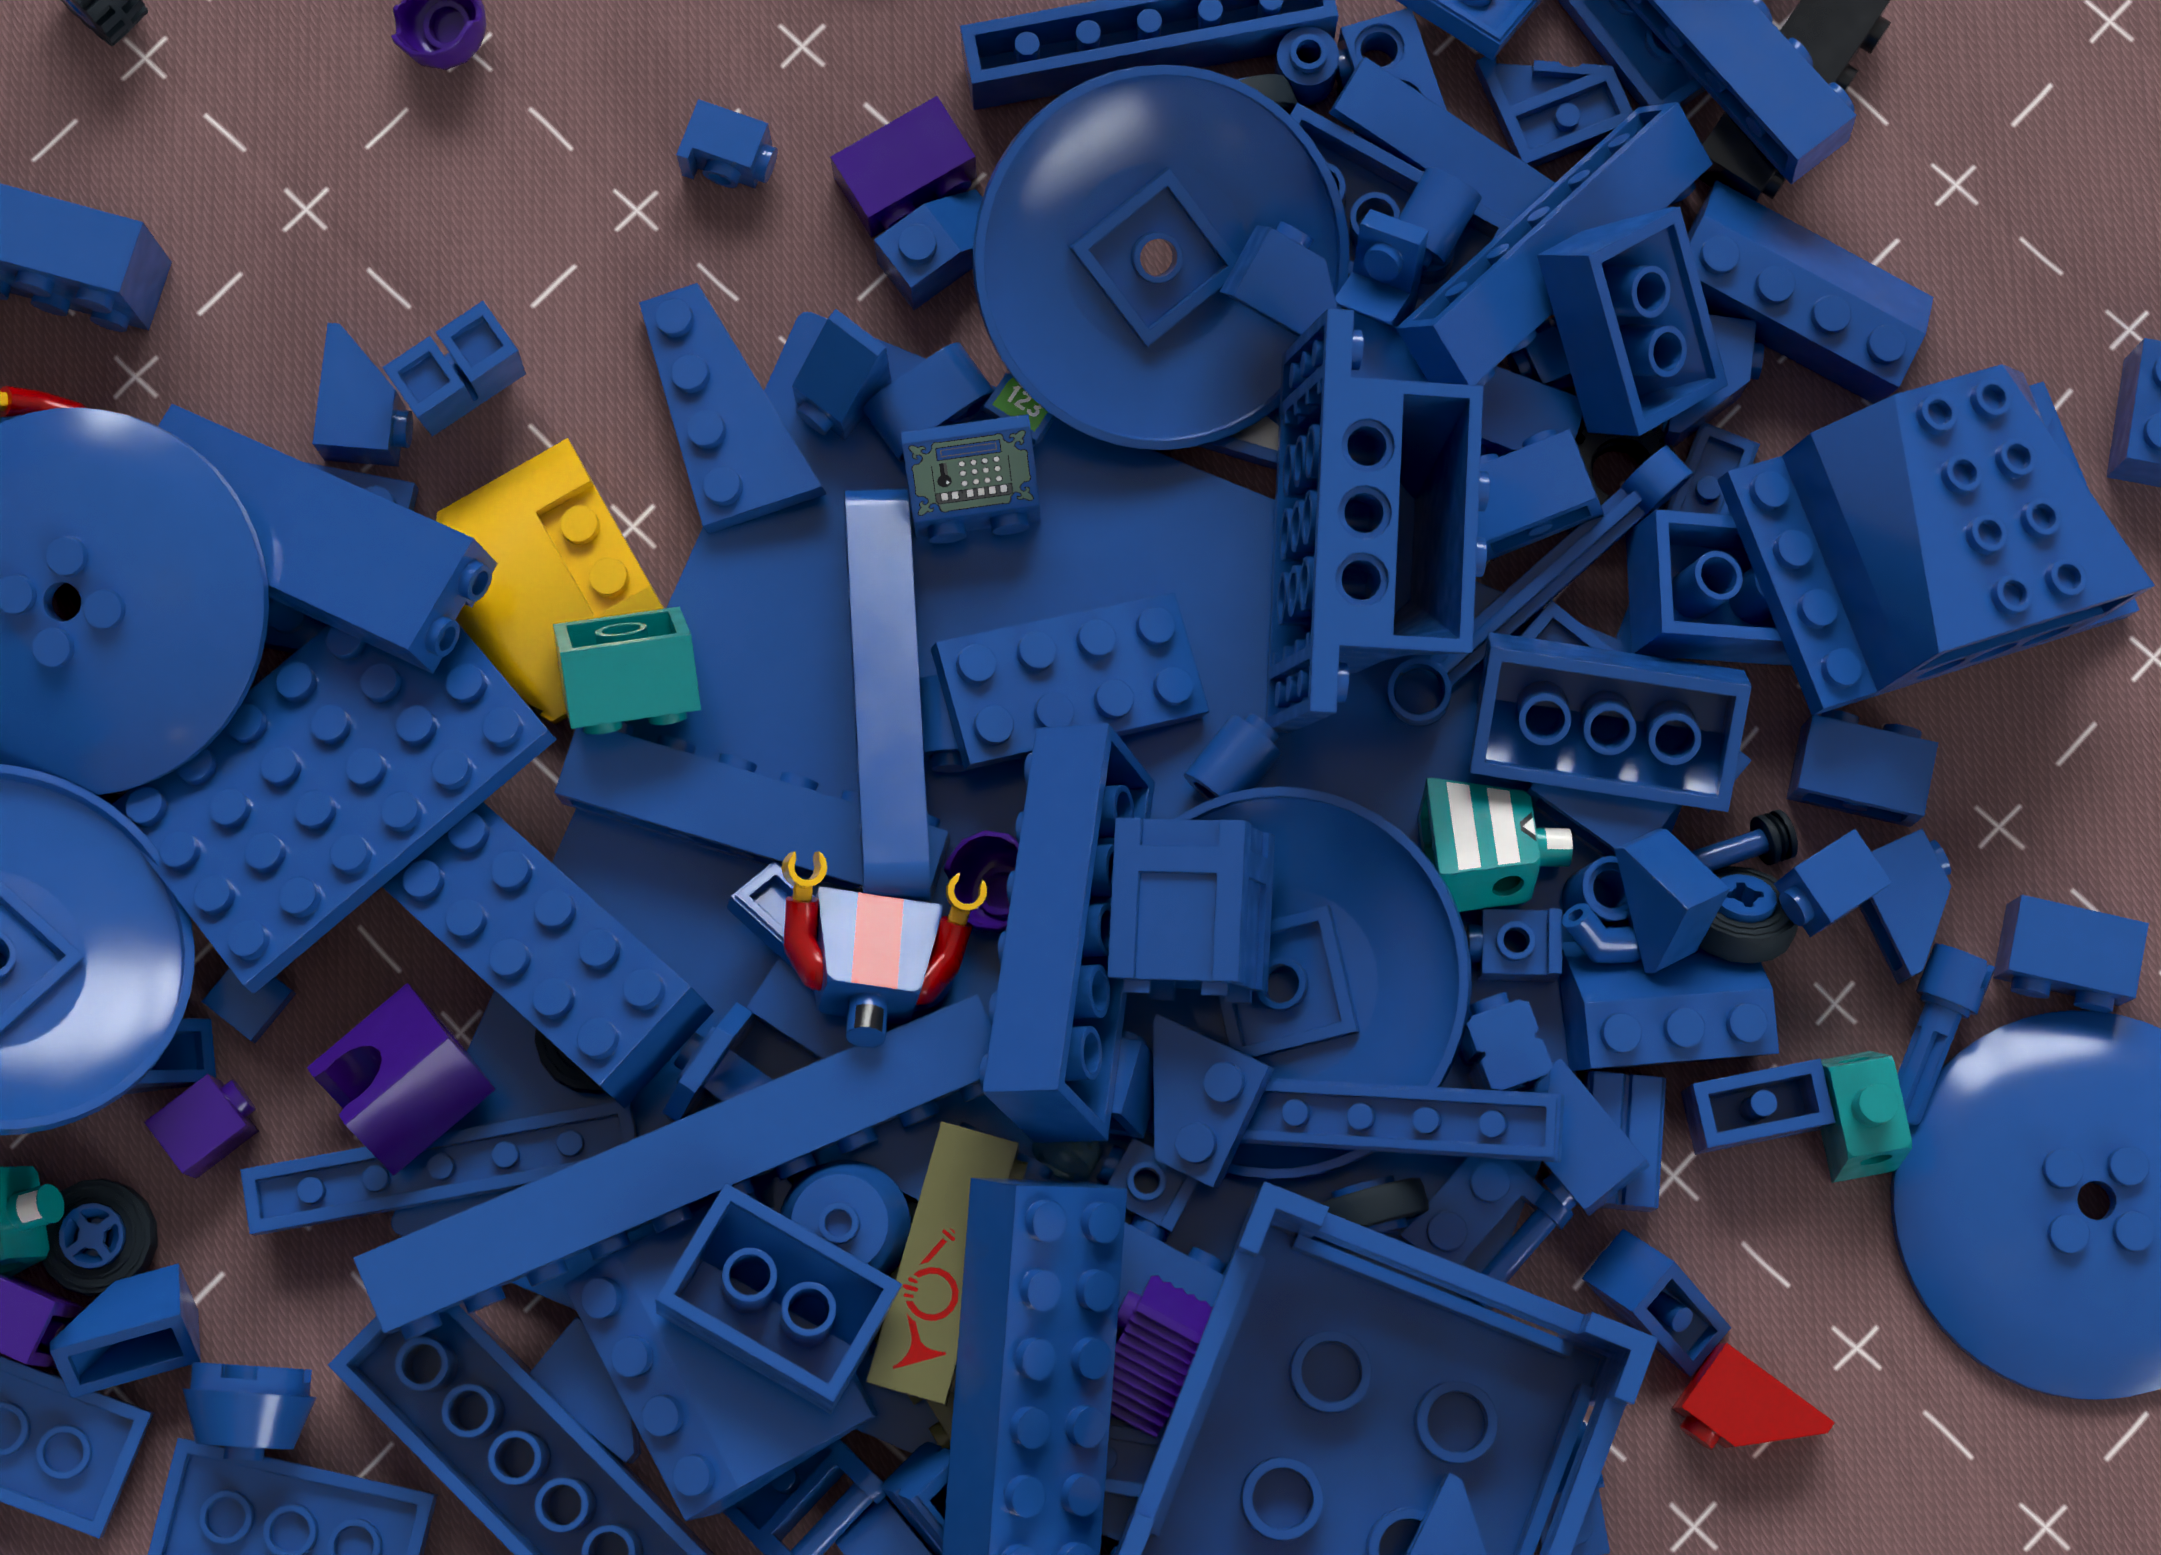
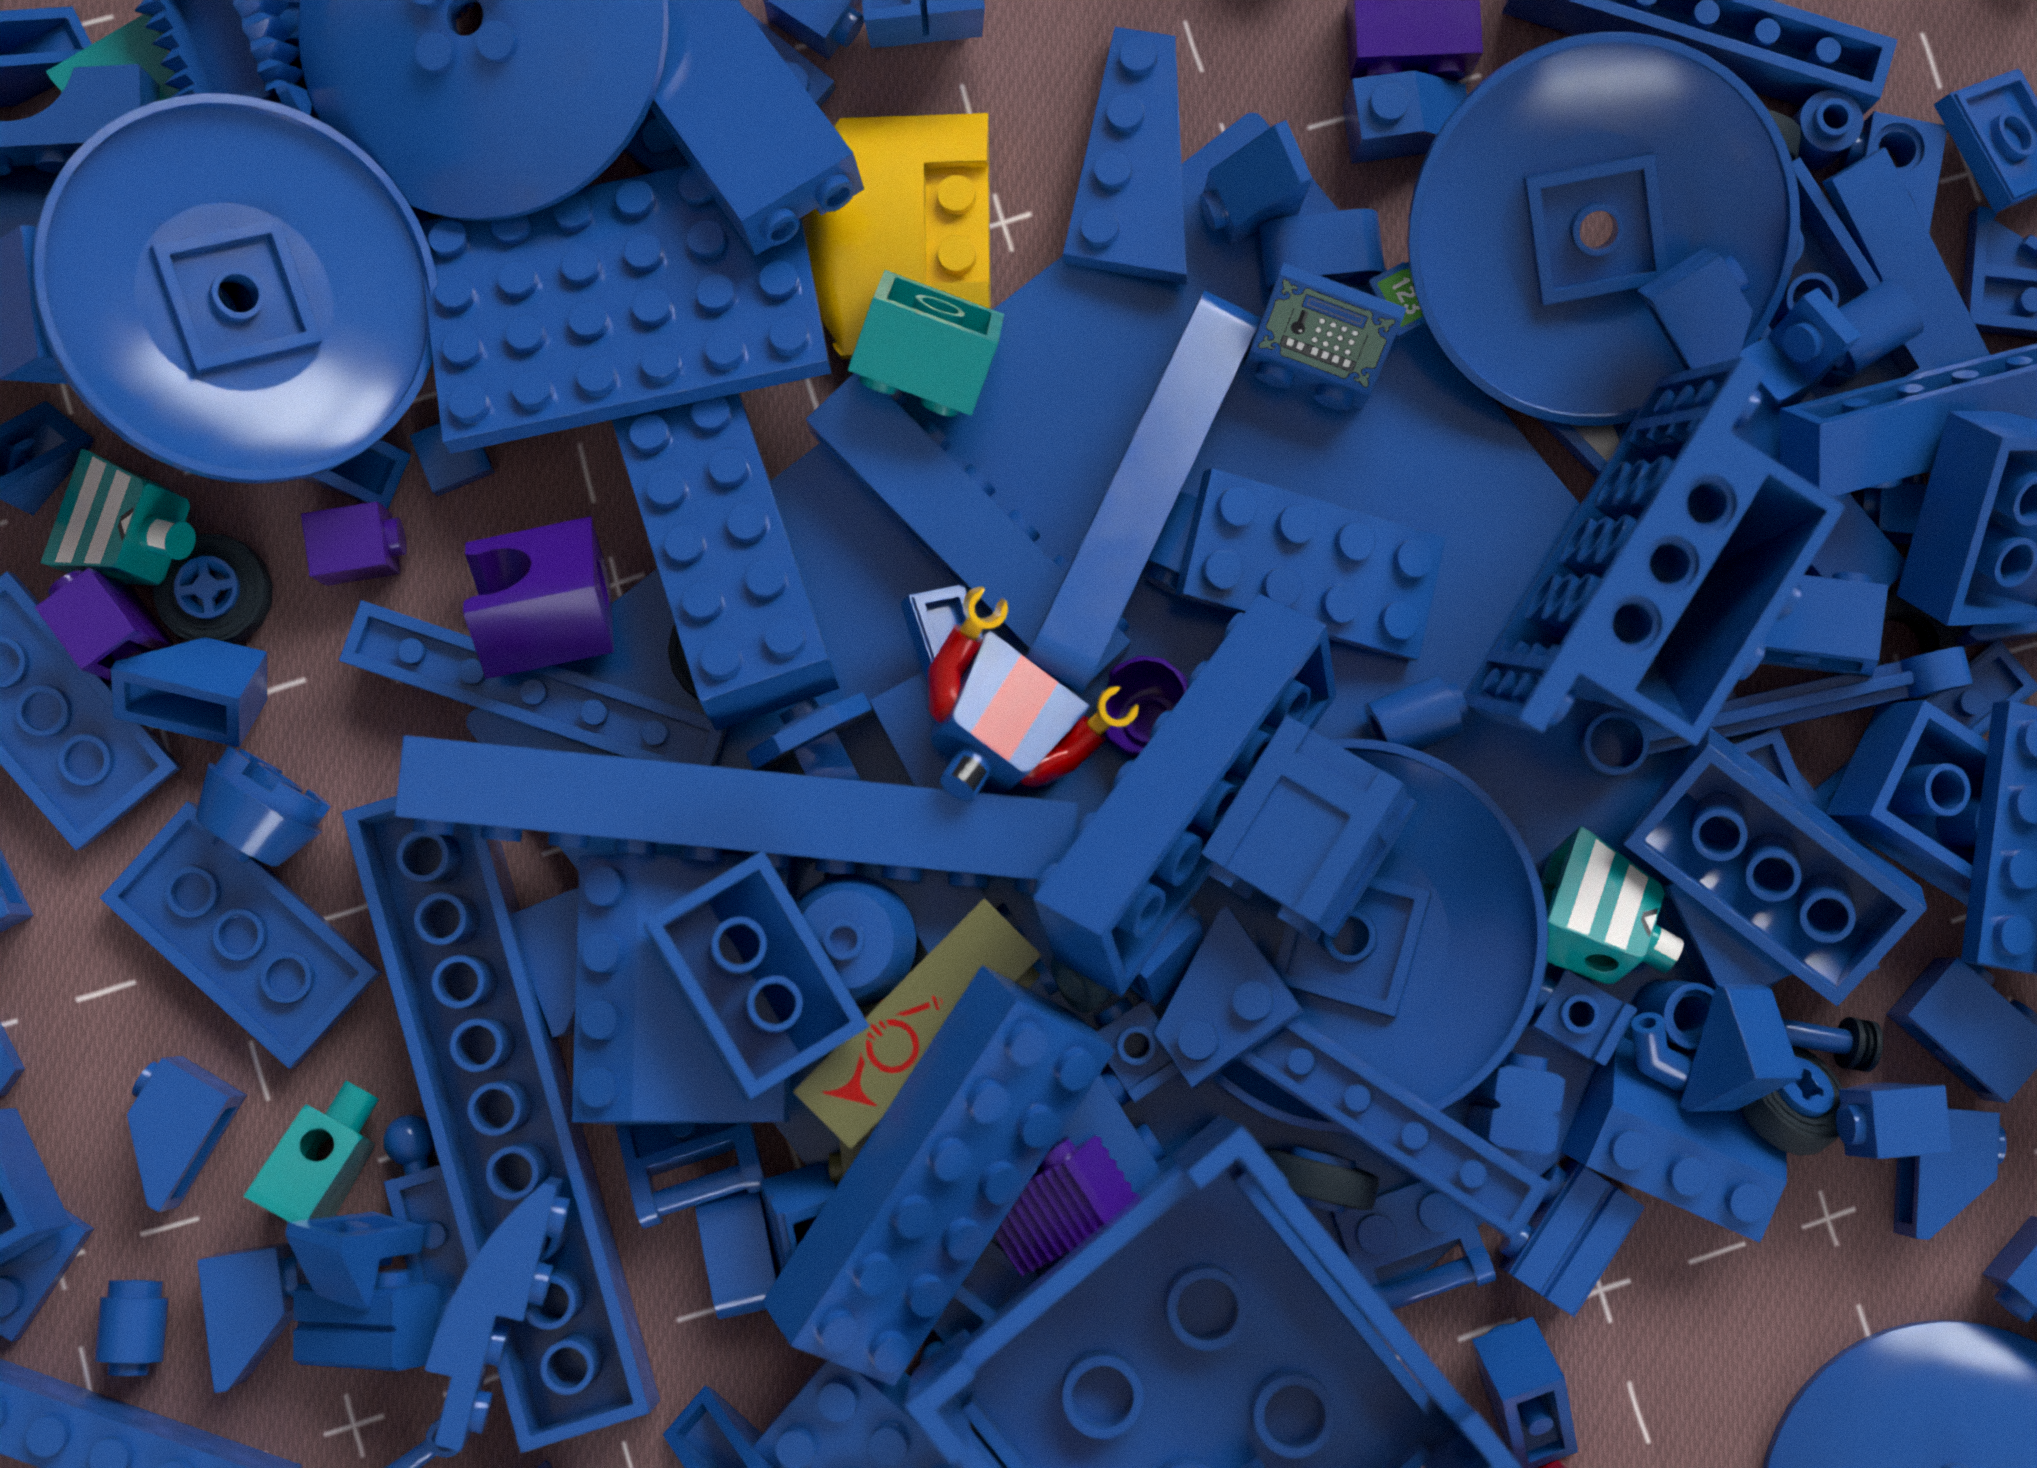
camera: 25 degrees right, 5 degrees up
(1595, 1151) = (1552, 1242): blue slope -> none
(1757, 1106) = (1713, 1277): blue brick -> none
(1867, 1116) = (1801, 1331): teal torso -> none
(1951, 990) = (1939, 1268): blue piece -> none

